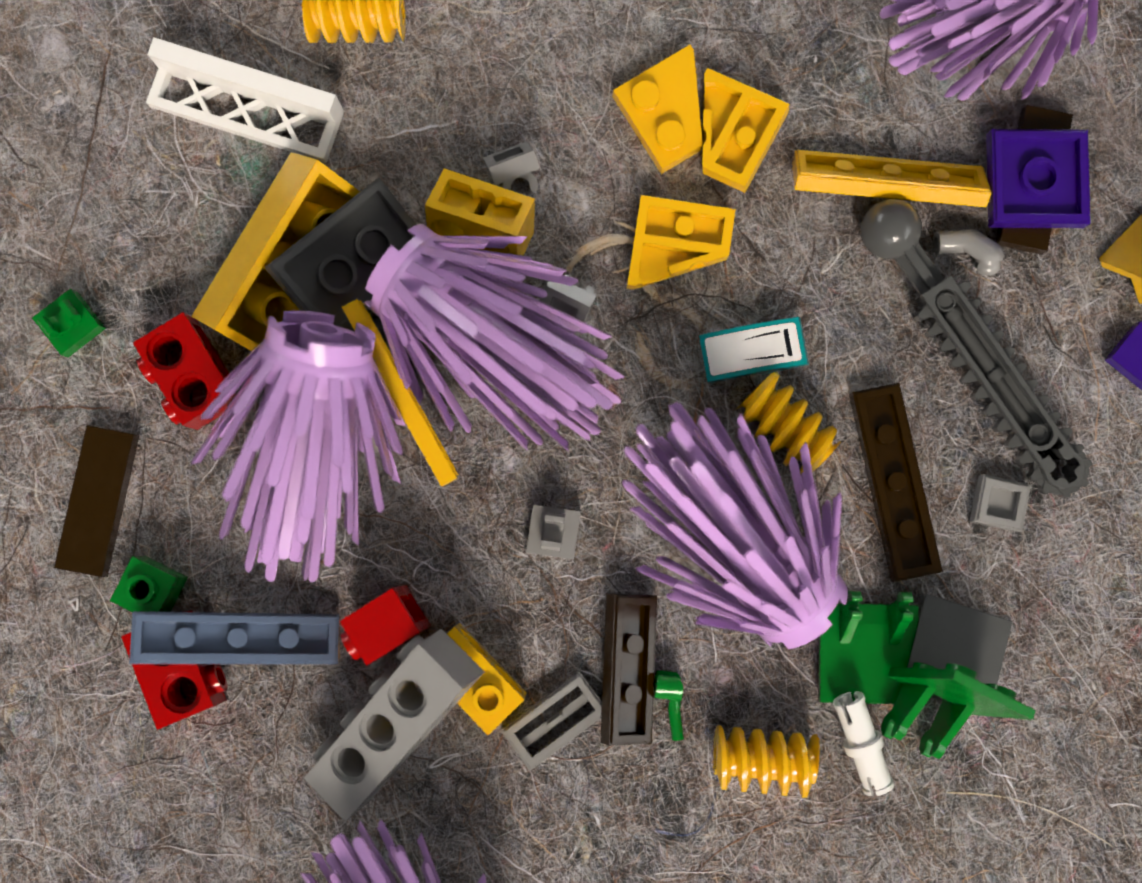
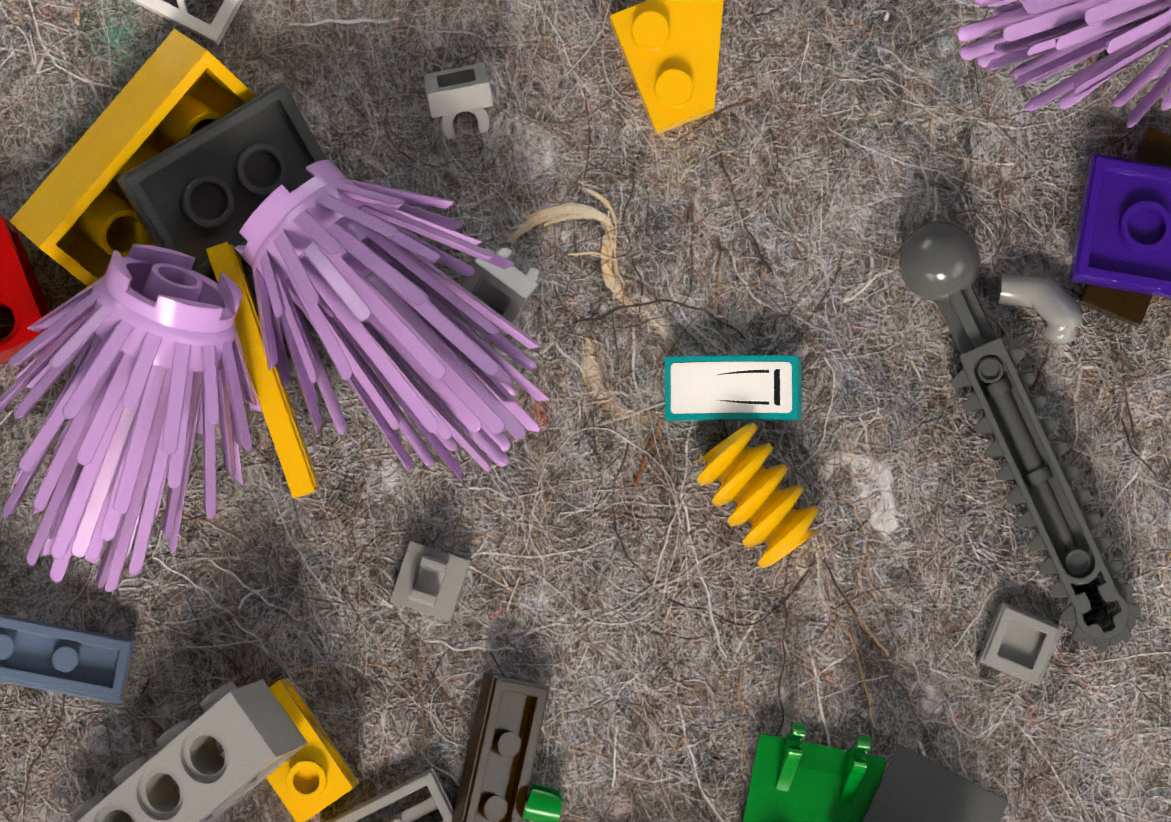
camera: 10 degrees right, 0 degrees up
(383, 625) = (190, 662): red brick -> none
(477, 208) = (405, 151): yellow brick -> none
(677, 239) = (658, 226): yellow wing -> none
(737, 129) = (763, 95): yellow wing -> none
(769, 576) = (686, 654): lavender plant -> none
(890, 178) = (952, 194): yellow tile -> none
(895, 482) = (887, 593): dark brown tile -> none

